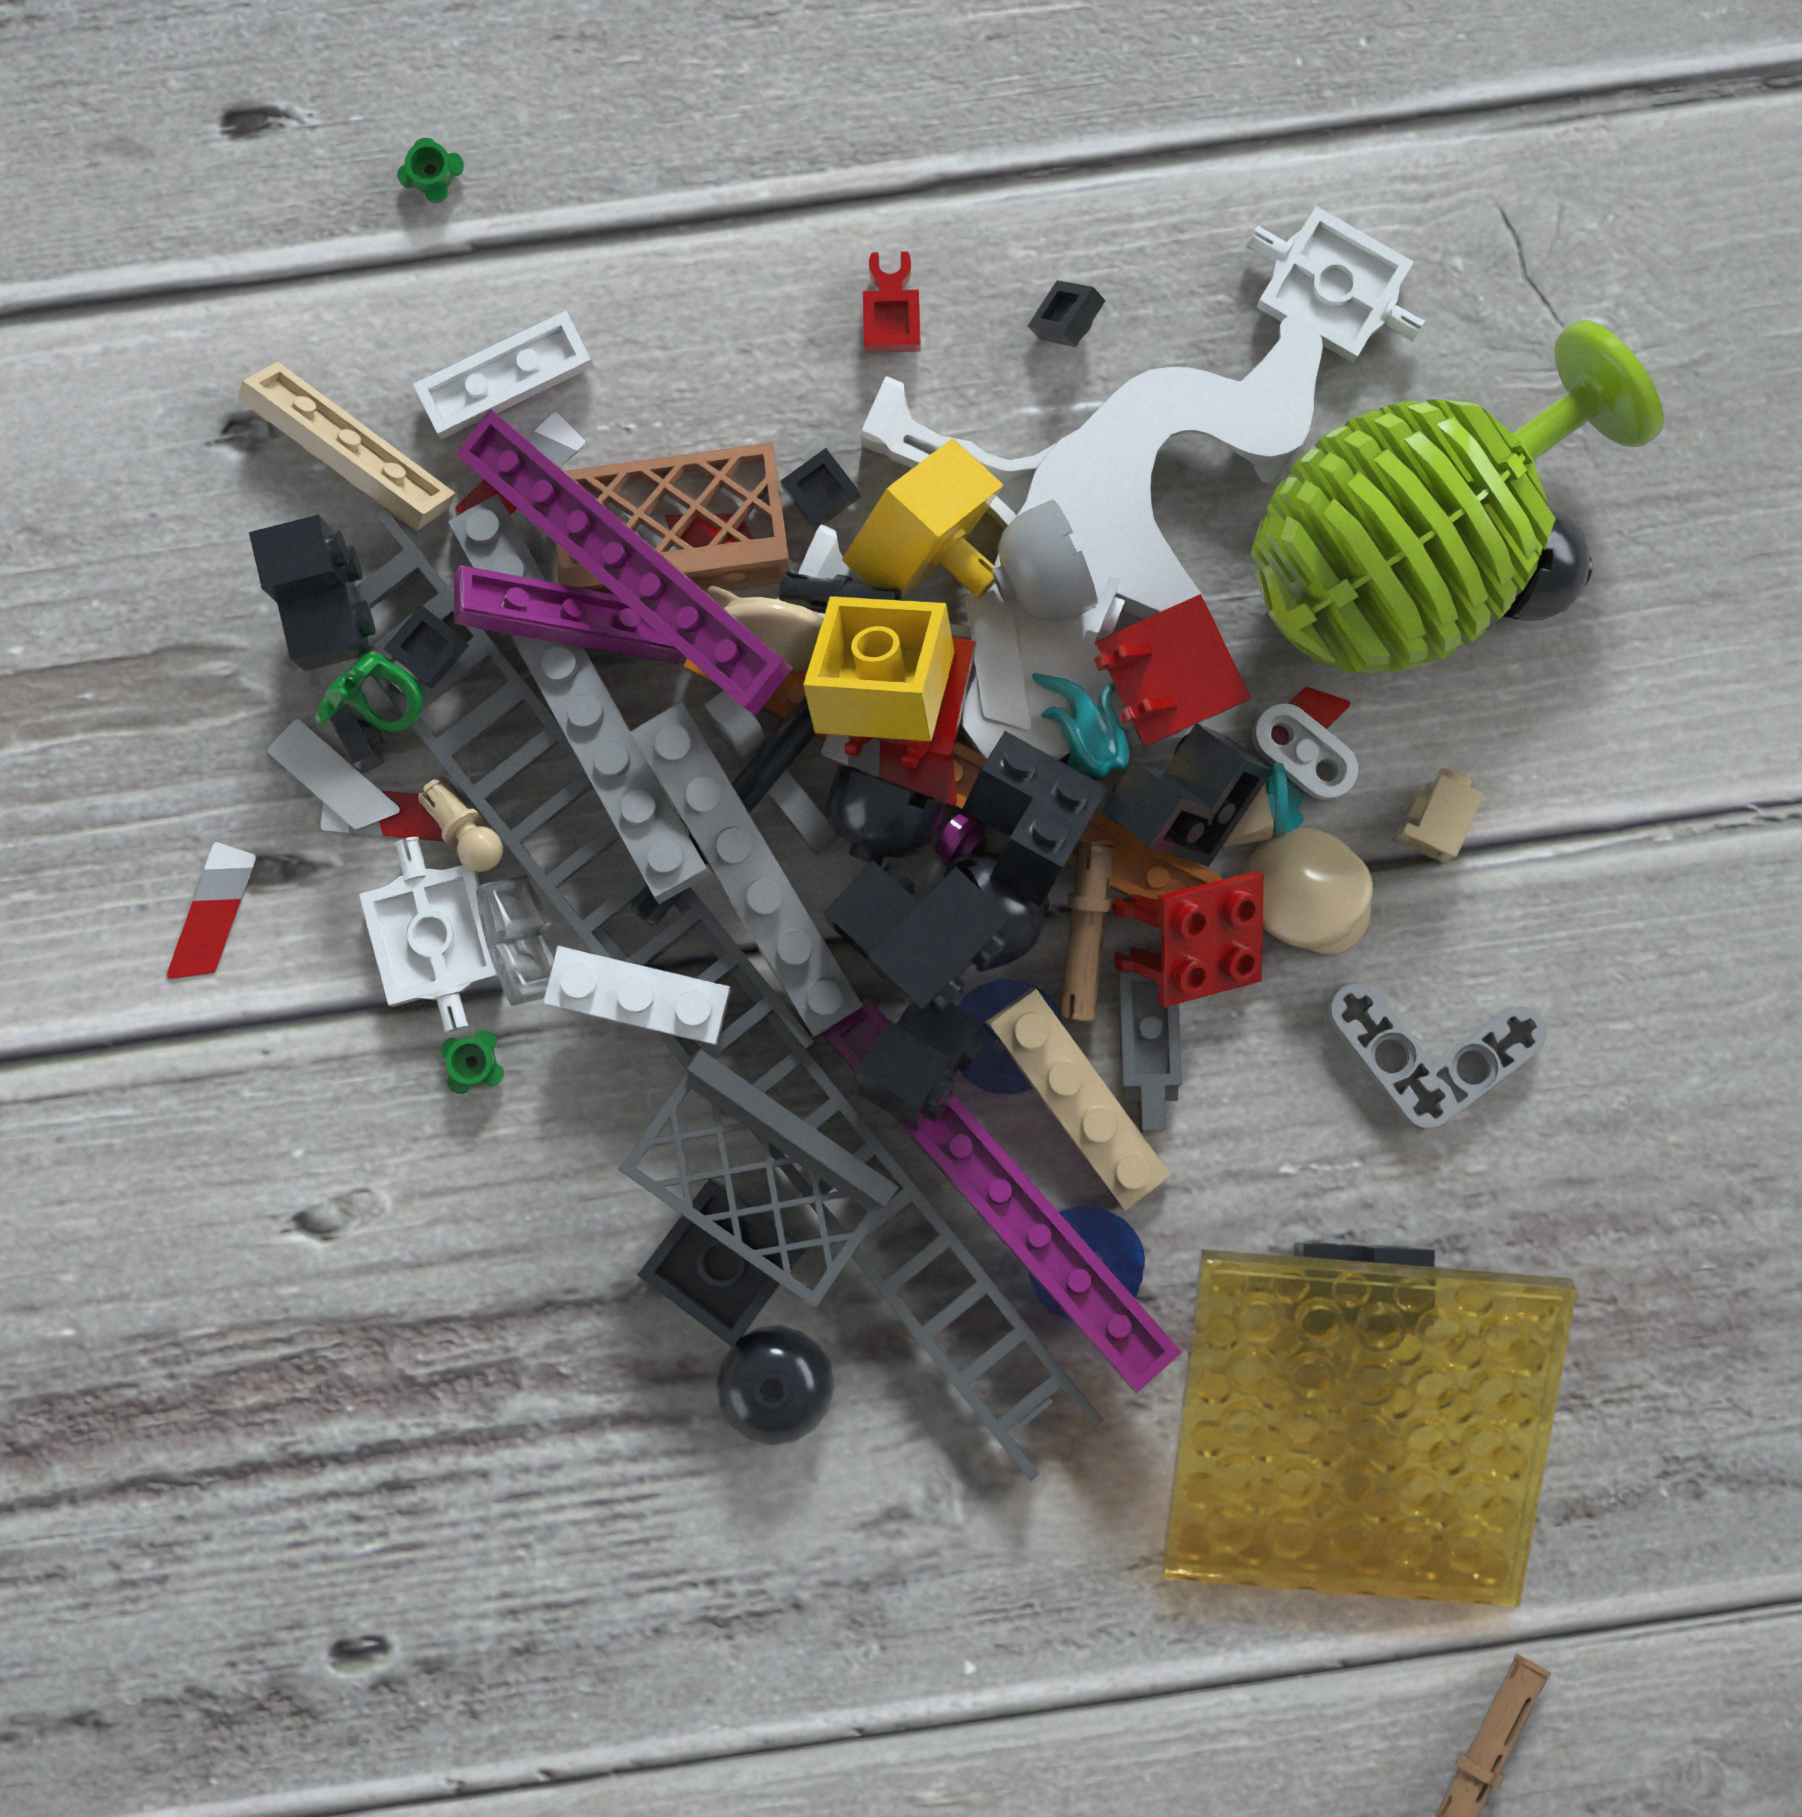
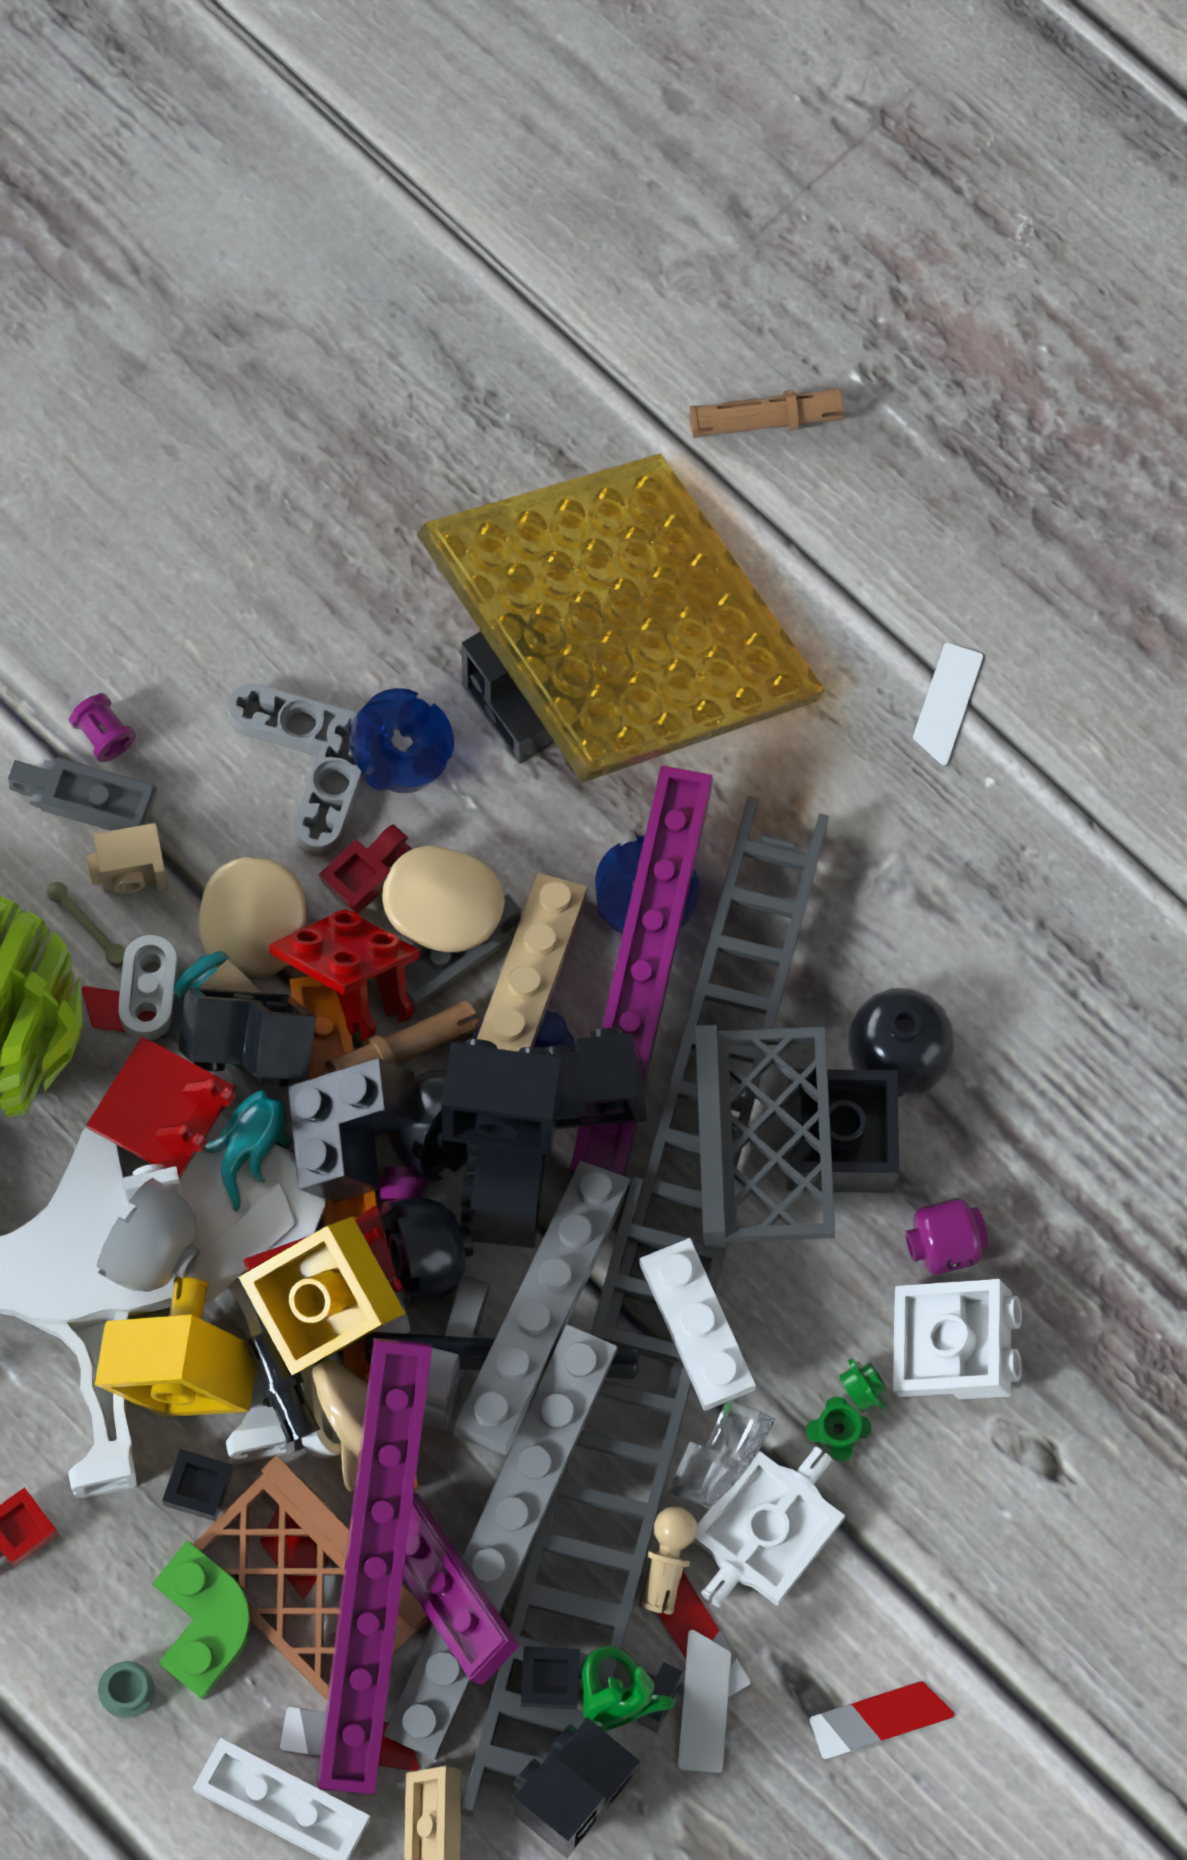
camera: 130 degrees left, 15 degrees down
(467, 1219) = (956, 1339): none -> white plate
(489, 1109) = (863, 1385): none -> green plate
(566, 1285) = (947, 1236): none -> magenta head
(691, 318) = (126, 1689): none -> sand green plate
(699, 432) = (218, 1624): none -> bright green plate
(1077, 1691) = (947, 700): none -> white sticker
(1199, 1063) = (443, 899): none -> tan piece
(1283, 1014) = (360, 871): none -> dark red plate
(1402, 1170) = (381, 761): none -> clear blue plate
(1455, 739) = (114, 952): none -> olive hinge
(1532, 825) = (84, 793): none -> dark grey hinge
(1592, 882) = (116, 737): none -> magenta bush

